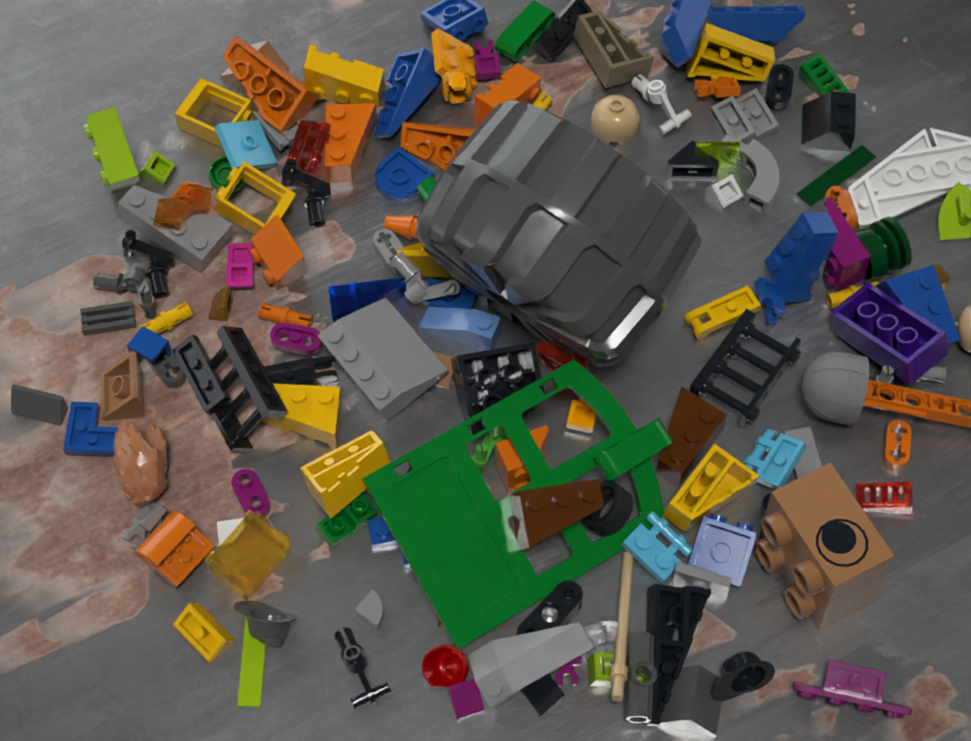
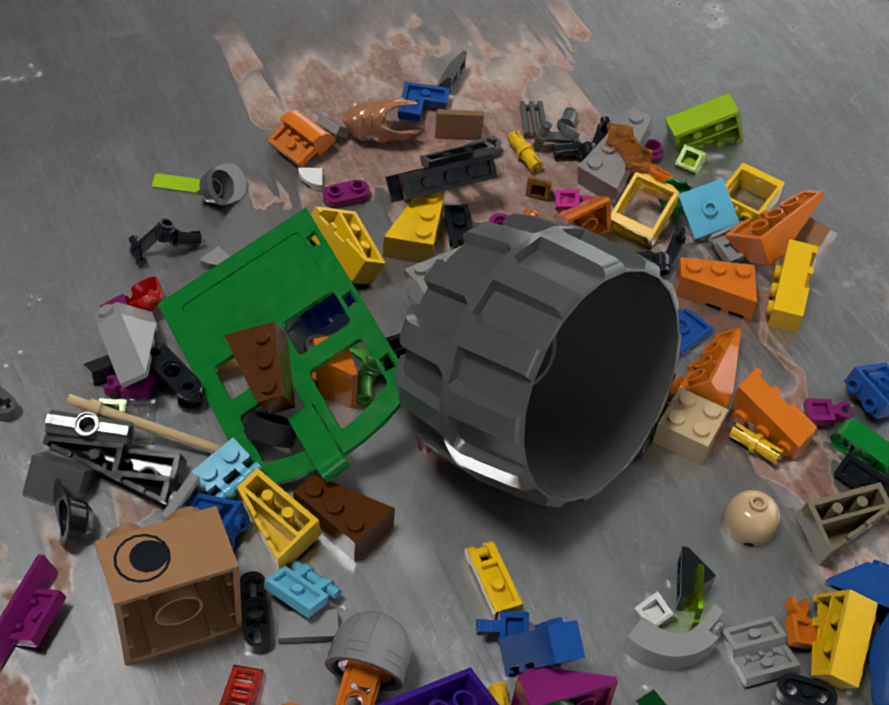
camera: 90 degrees right, 10 degrees down
(149, 345) = (493, 125): blue panel -> none
(203, 631) = (233, 152): yellow slope -> none
(248, 555) = (281, 180): clear yellow panel -> none
(309, 145) = (710, 252): clear red plate -> none
(410, 82) = (795, 347): blue wedge -> none
(455, 65) = (813, 375): light orange plate -> none
(581, 417) = (390, 436): light orange plate -> none
(657, 93) = (782, 552): white pin -> none
(732, 347) = (424, 559): black fence -> none

